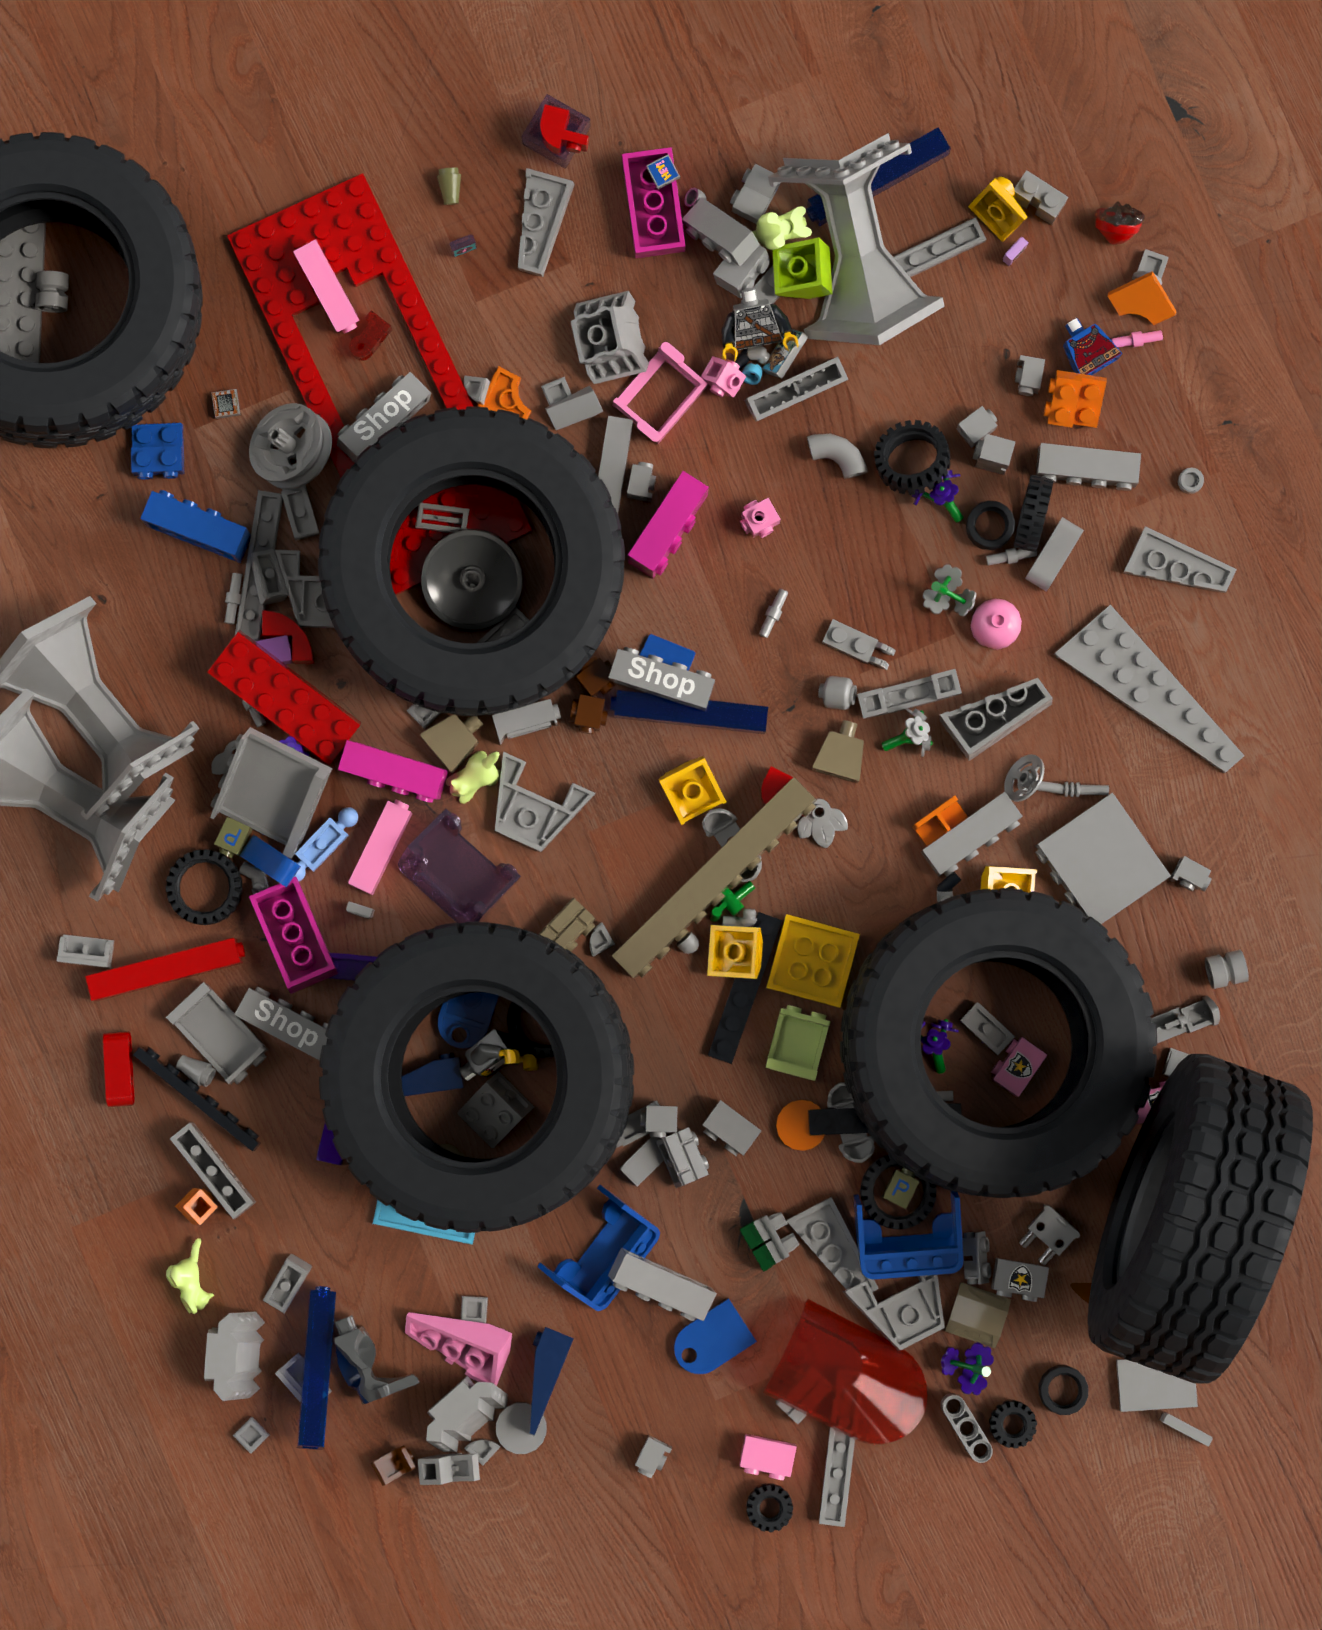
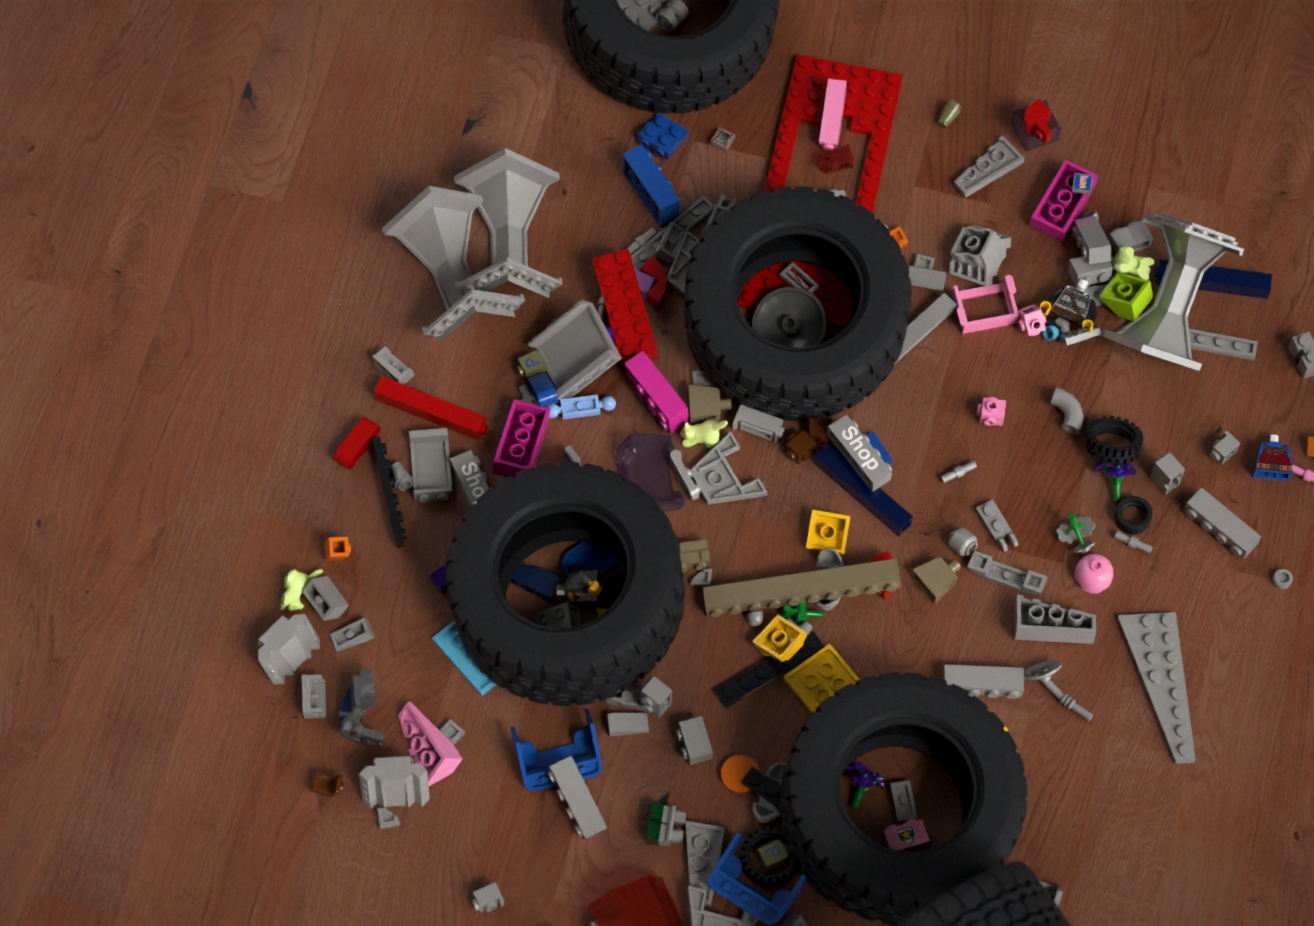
camera: 40 degrees right, 20 degrees down
(179, 869) = (495, 361): black tyre -> none
(213, 1170) = (363, 536): light grey brick -> none
(226, 1266) = (325, 598): none -> light grey brick
(251, 1435) = (256, 705): light grey tile -> none
(309, 451) = (742, 170): light grey wheel -> none
(316, 1368) = (327, 690): clear blue brick -> none
(380, 846) = (613, 432): bright pink brick -> none
(448, 1468) = (356, 809): light grey brick -> none
(463, 245) = (931, 149): clear purple tile -> none
(494, 840) = (684, 475): none -> light grey plate
(514, 1429) = (421, 823): light grey tile -> none
(548, 1362) = (472, 793): dark blue slope -> none
(641, 482) = (934, 344): light grey brick -> none
(667, 526) = (932, 375): dark pink brick -> none
(683, 1157) = (651, 736): light grey brick -> none
(714, 1339) = (584, 859): blue tile -> none
(796, 389) = (1071, 356): light grey brick -> none
(798, 1043) = (776, 724): yellowish green panel -> none
(822, 826) = (893, 612): light grey plate -> none
(914, 733) = (995, 590): light grey plant -> none
(940, 821) = (969, 655): orange panel -> none
(977, 426) = (1174, 448): light grey brick -> none
(998, 208) = (1275, 342): yellow slope -> none
(1015, 251) = (1268, 375): lavender tile -> none
(1033, 513) = (1165, 520): black tyre -> none
(1054, 554) = (1161, 558): light grey beam -> none
(1075, 399) = (1242, 479): orange plate -> none
(1102, 860) = (1056, 753): light grey panel -> none
(1174, 562) = (1233, 613): light grey wing -> none
(1191, 874) = (1106, 804): light grey brick -> none
(1226, 969) = (1086, 876): light grey wheel -> none

